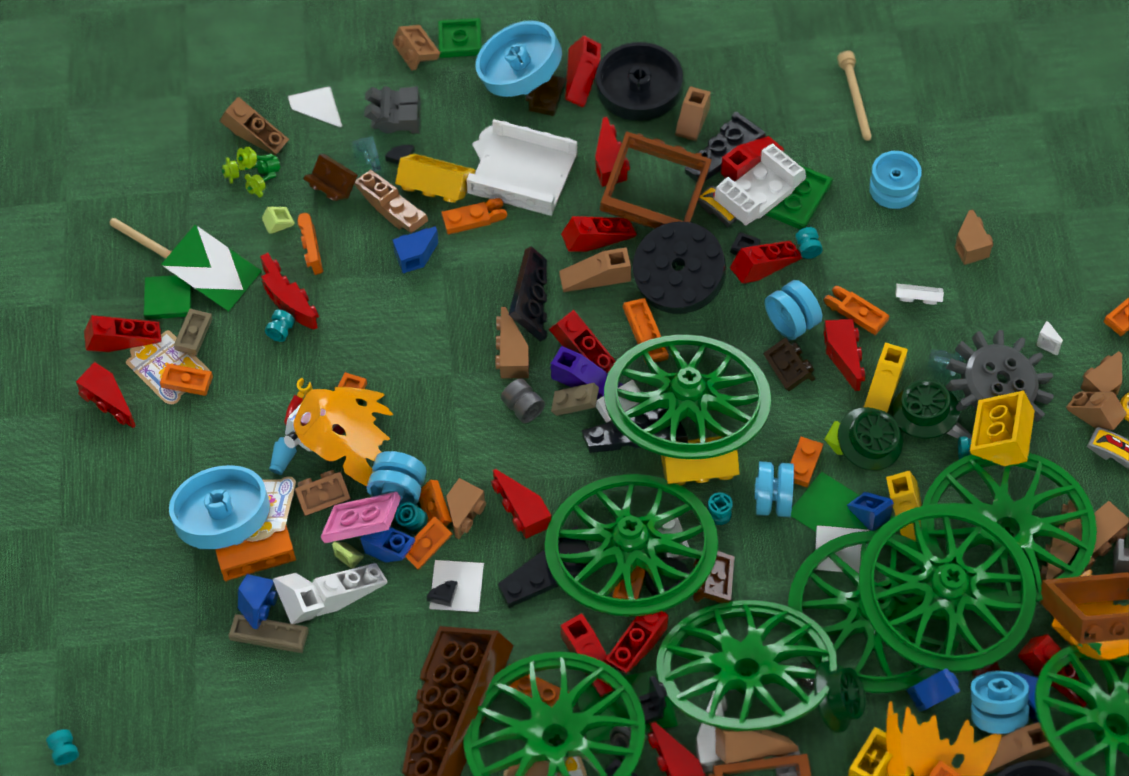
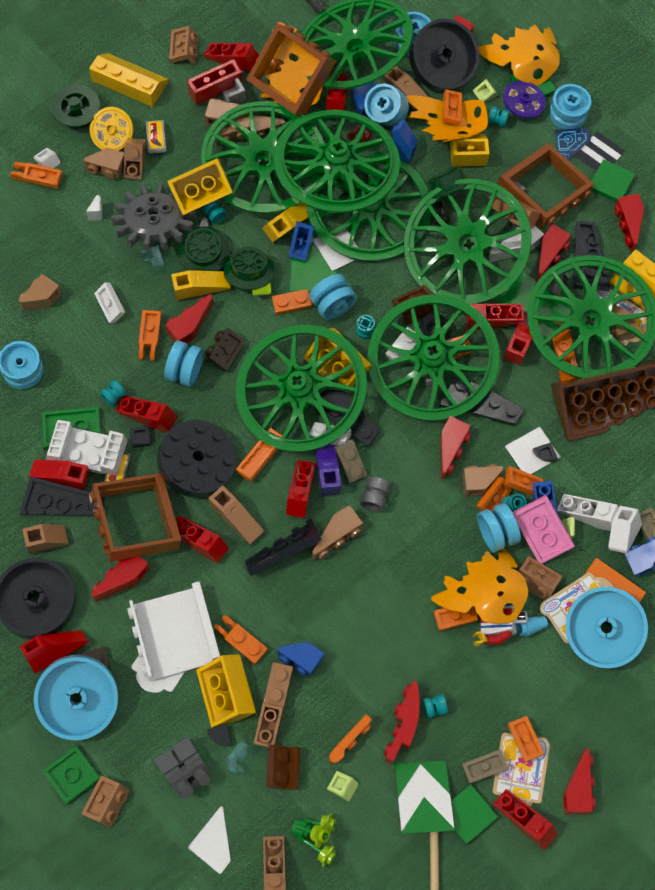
camera: 130 degrees left, 10 degrees up
(653, 702) = (525, 282): black bracket -> none

